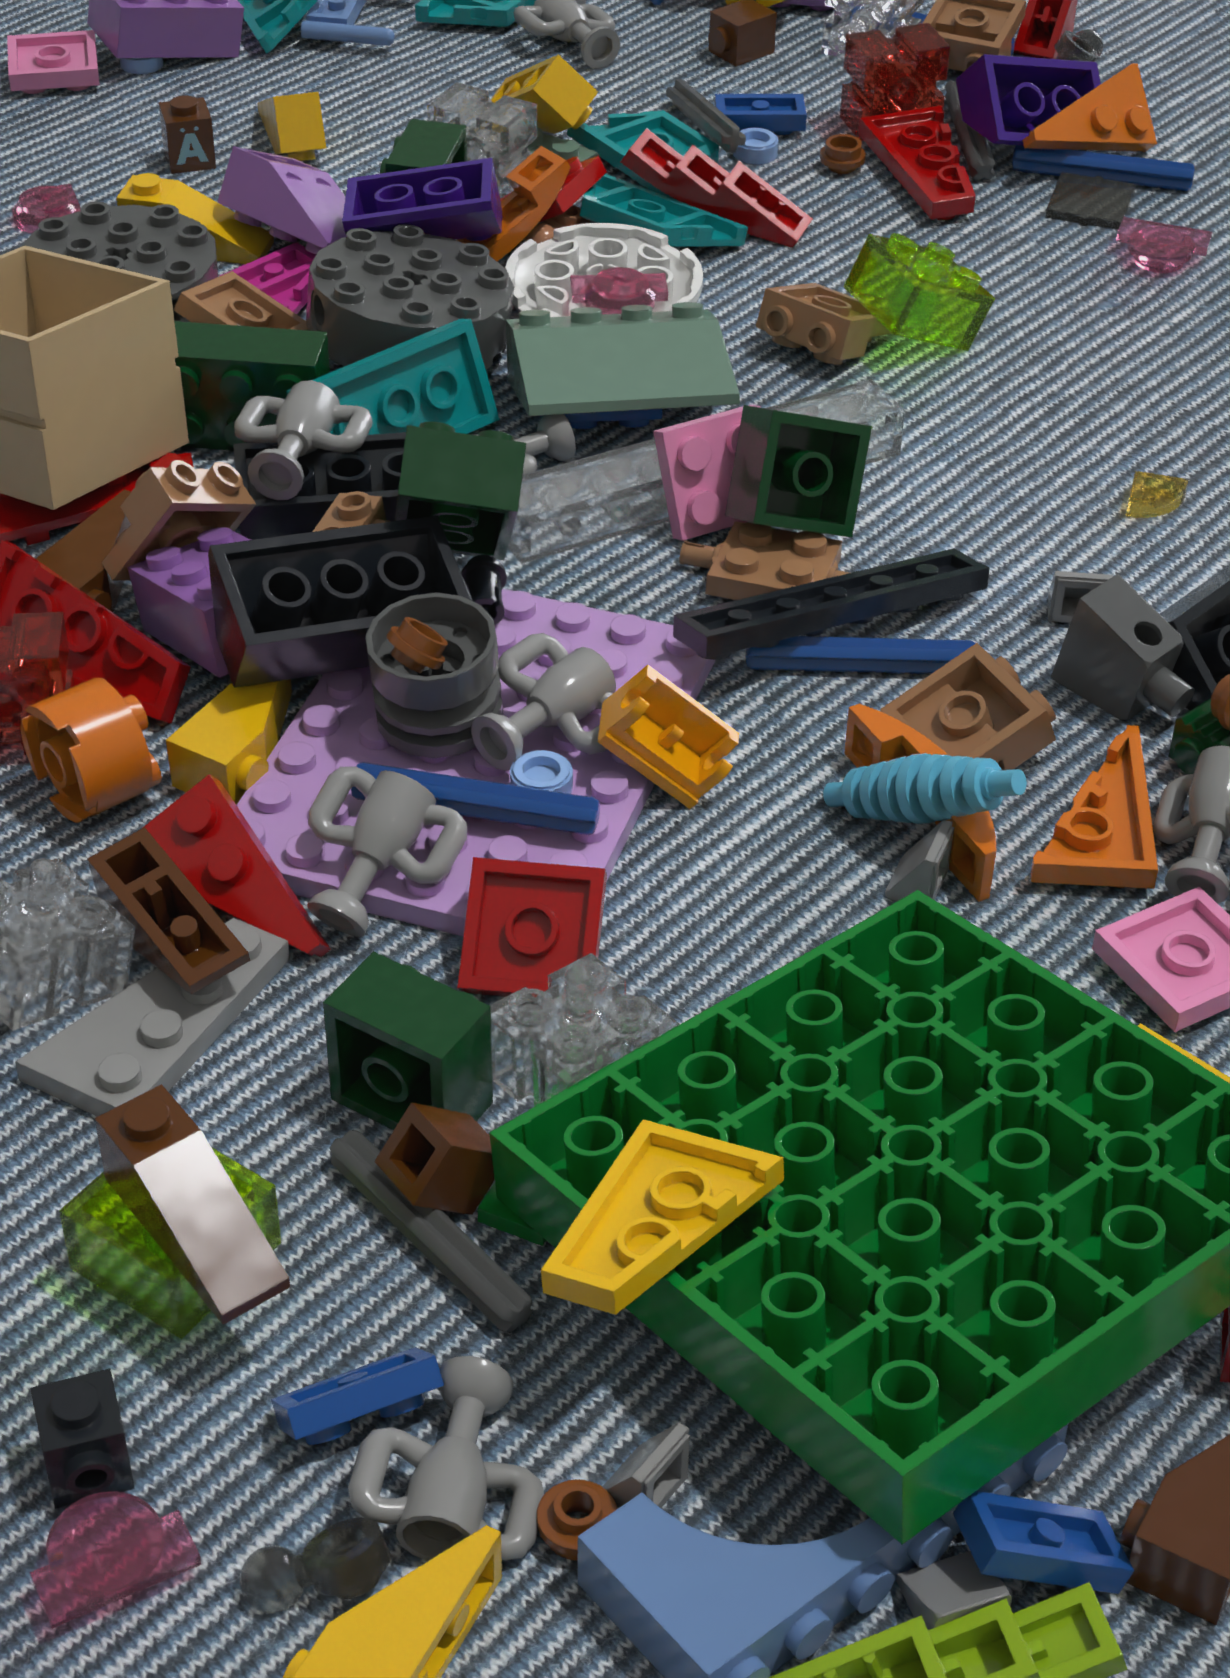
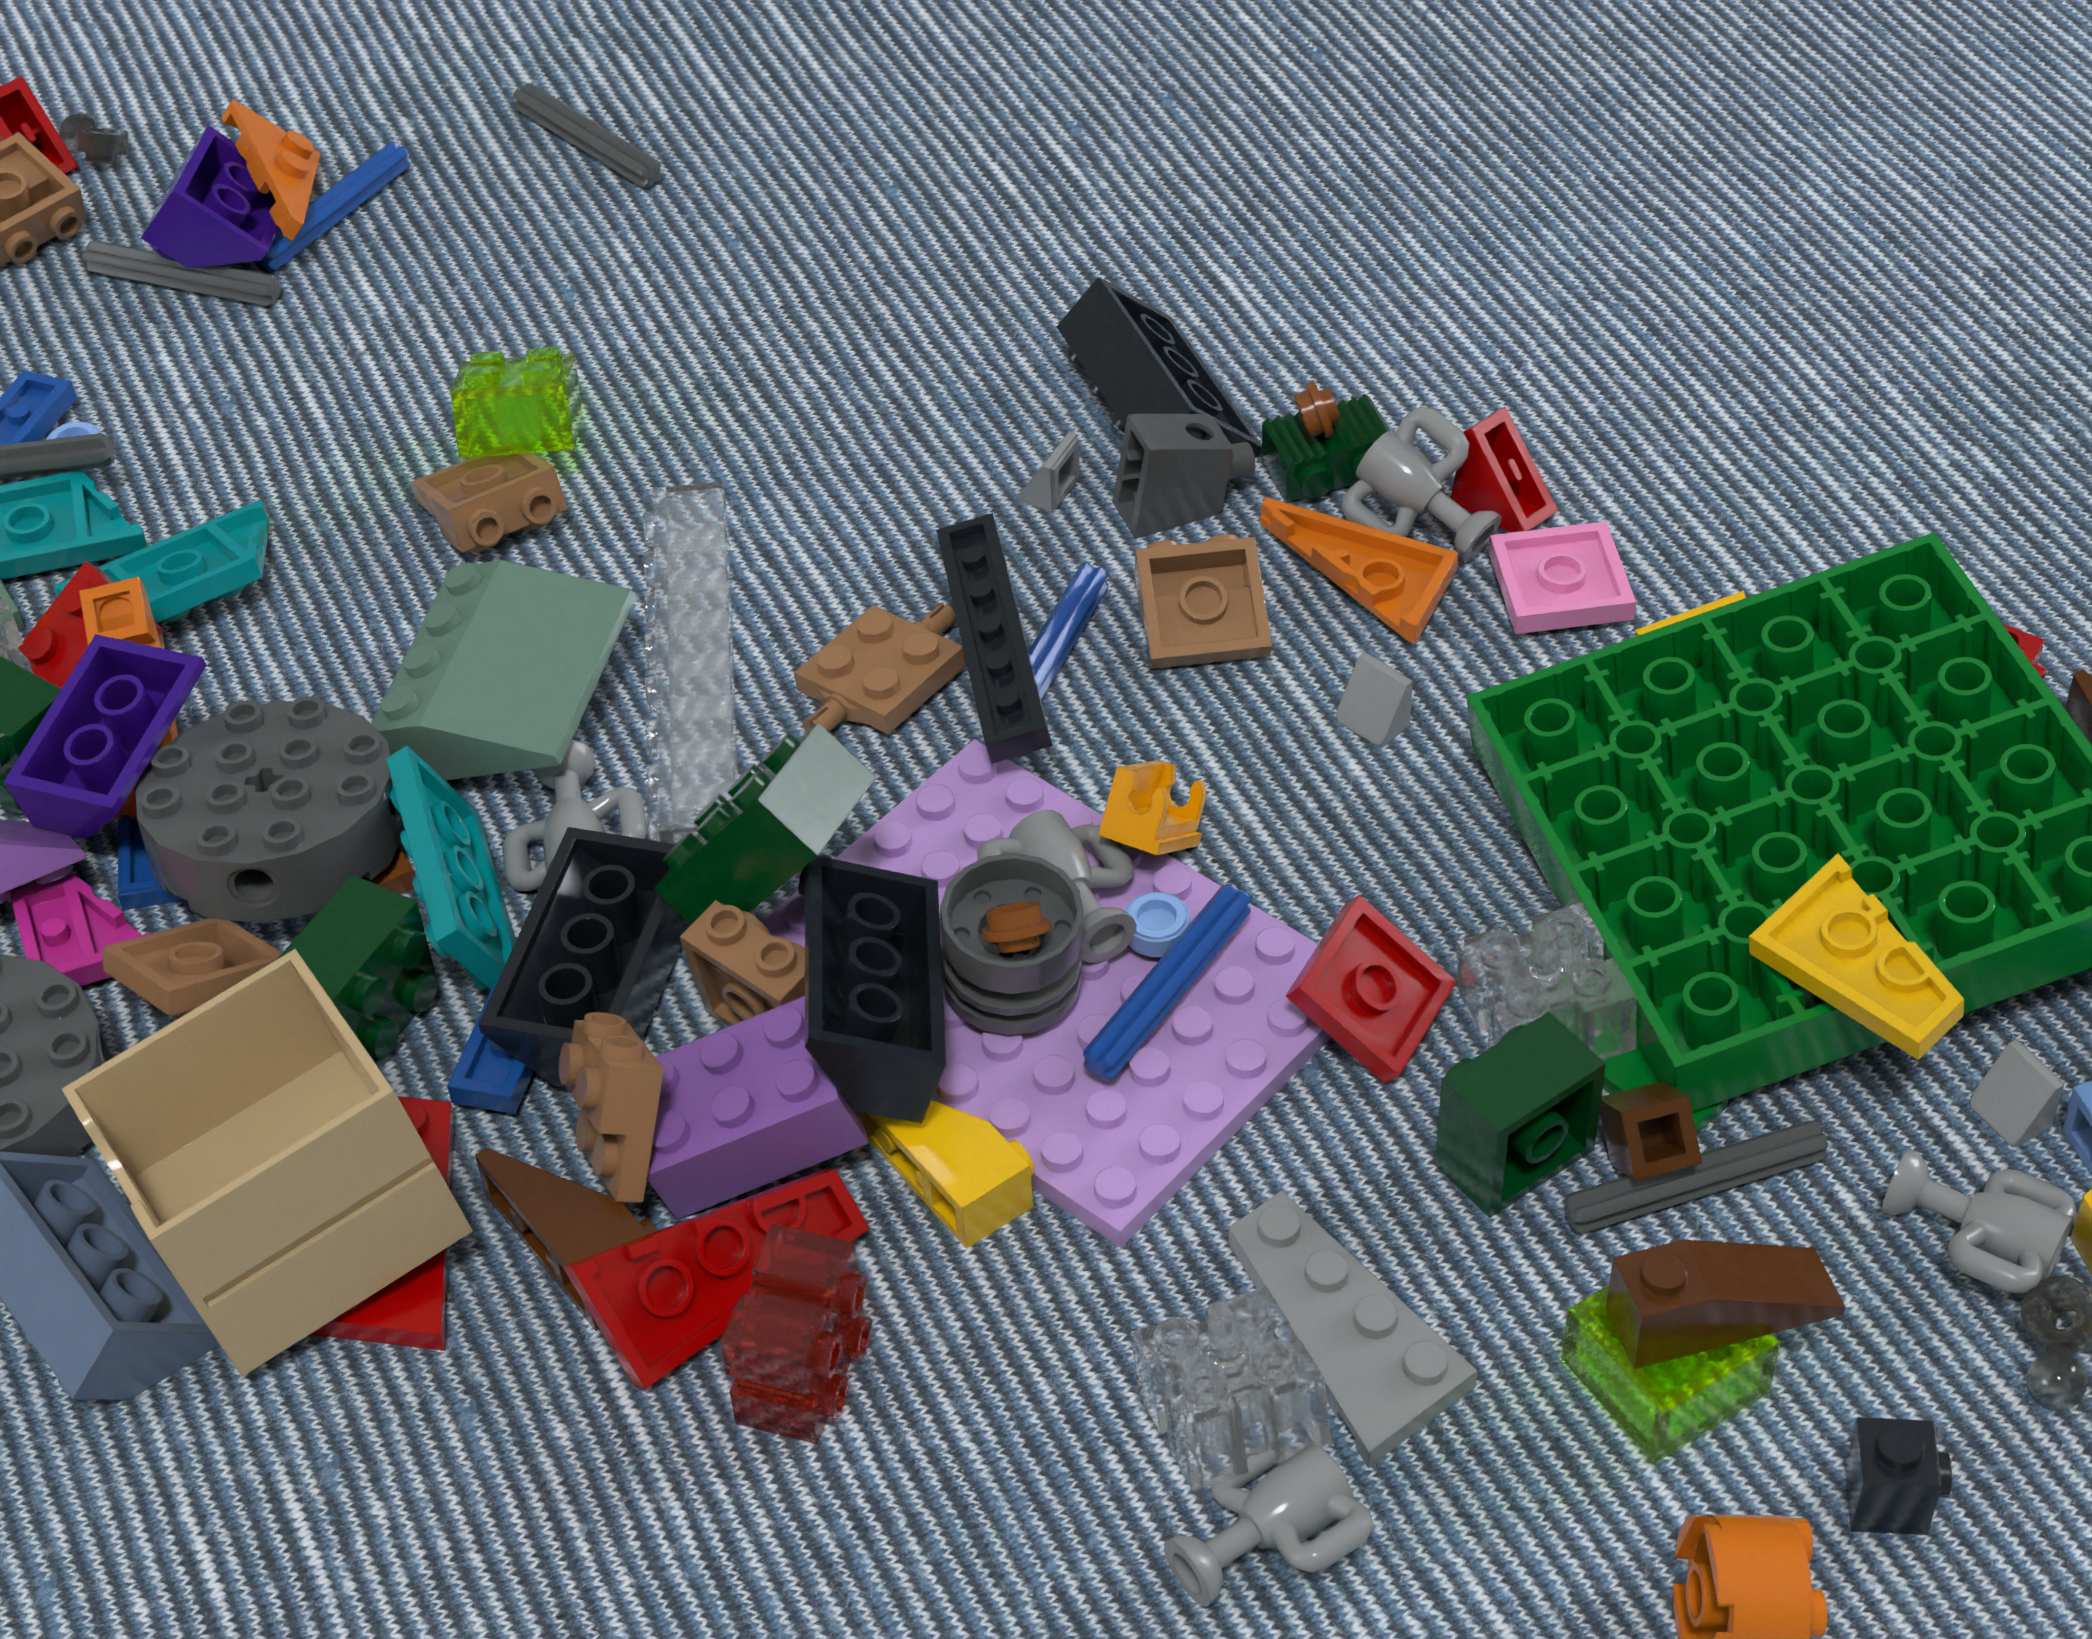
camera: 65 degrees left, 5 degrees up
(90, 748) = (944, 1278): orange brick -> none
(108, 1551) = (2011, 1490): clear pink piece -> none
(169, 915) = (1279, 1250): reddish brown slope -> none
(230, 865) = (1140, 1217): red wing -> none
(300, 428) = (528, 945): light grey piece -> none
(382, 835) = (1207, 1064): light grey piece -> none
(387, 1385) = (1887, 1267): blue plate -> none
(544, 269) = (308, 630): white brick -> none
(562, 1531) = (2058, 1167): dark orange plate -> none
(618, 288) = (368, 630): clear pink piece -> none
(697, 472) = (744, 650): bright pink plate -> none
(708, 186) = (190, 494): red slope -> none
(798, 471) = (808, 584): dark green brick -> none
(842, 153) = (158, 382): dark orange plate -> none
(880, 738) = (1281, 655): orange slope -> none
(892, 72) = (85, 288): clear red brick -> none
(922, 158) = (204, 327): red wing -> none
(924, 788) = (1317, 654): medium azure piece -> none
(1090, 200) = (379, 238): clear smoke piece -> none
(1155, 495) = (910, 374): clear yellow tile -> none
(1161, 245) = (509, 217): clear pink piece -> none

